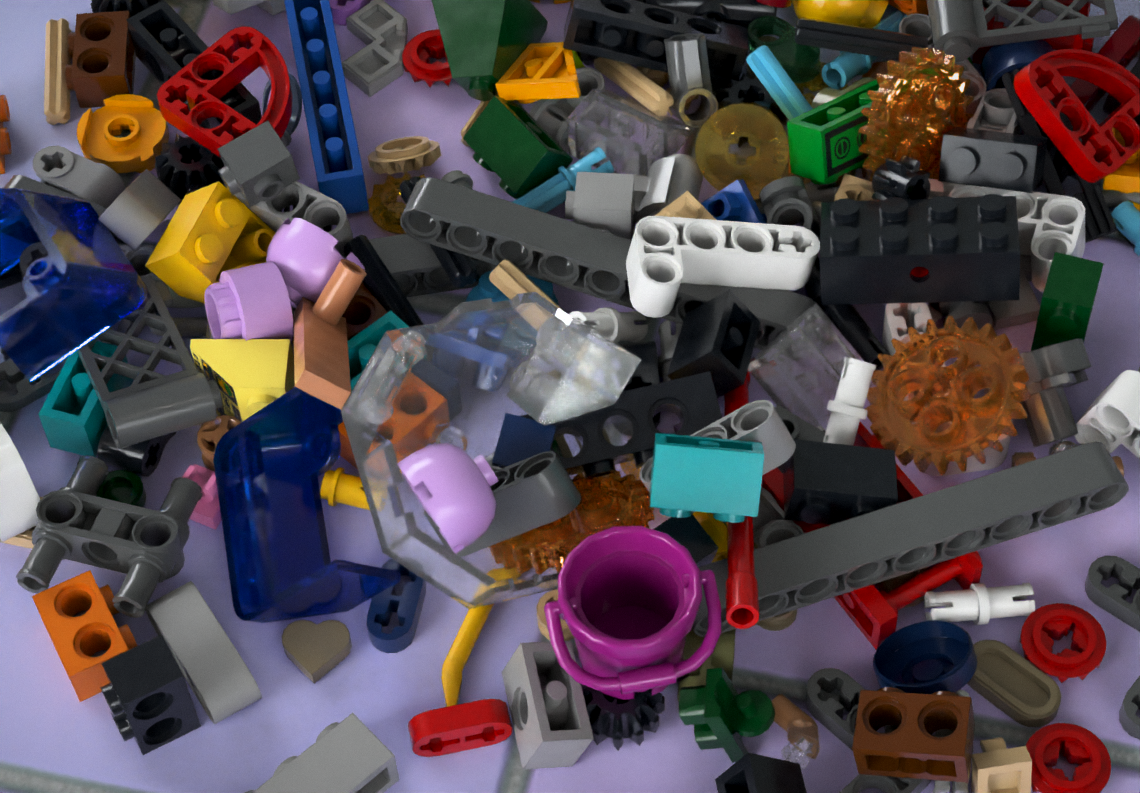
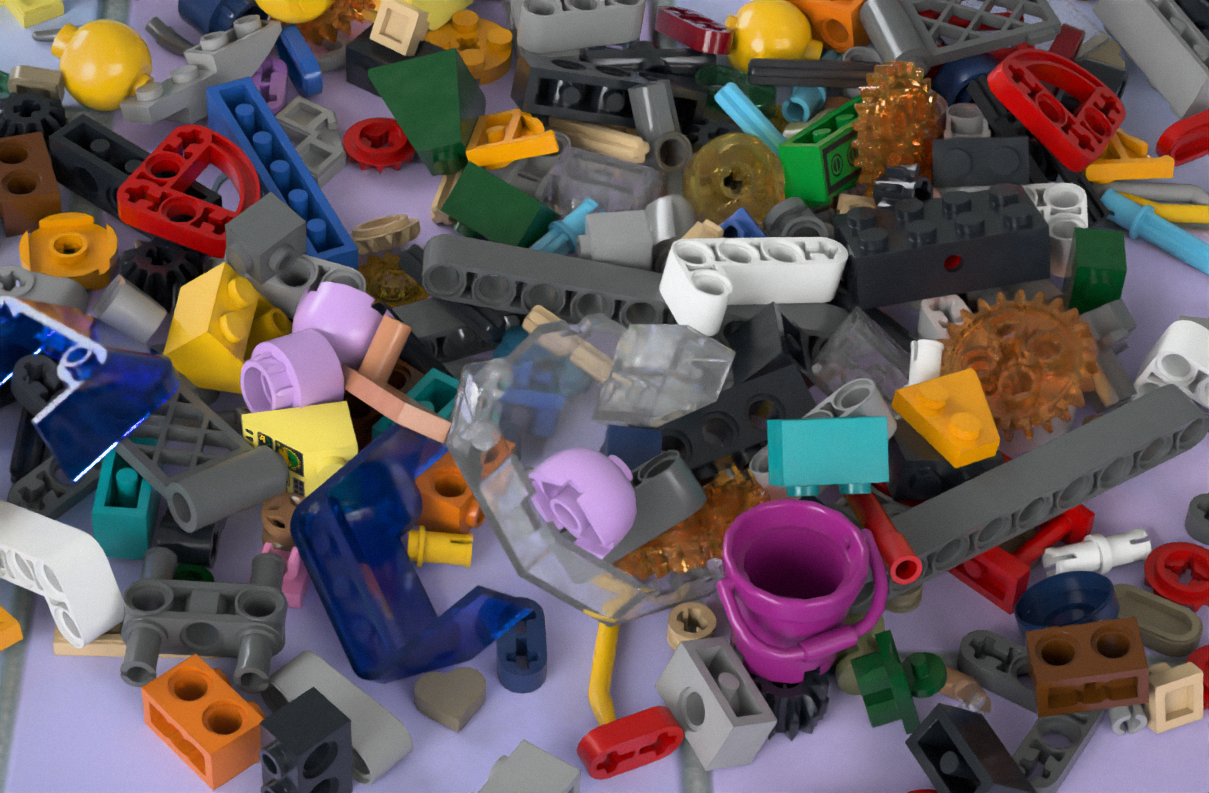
camera: 20 degrees left, 10 degrees down
(858, 445) = (951, 416): none -> light orange wing

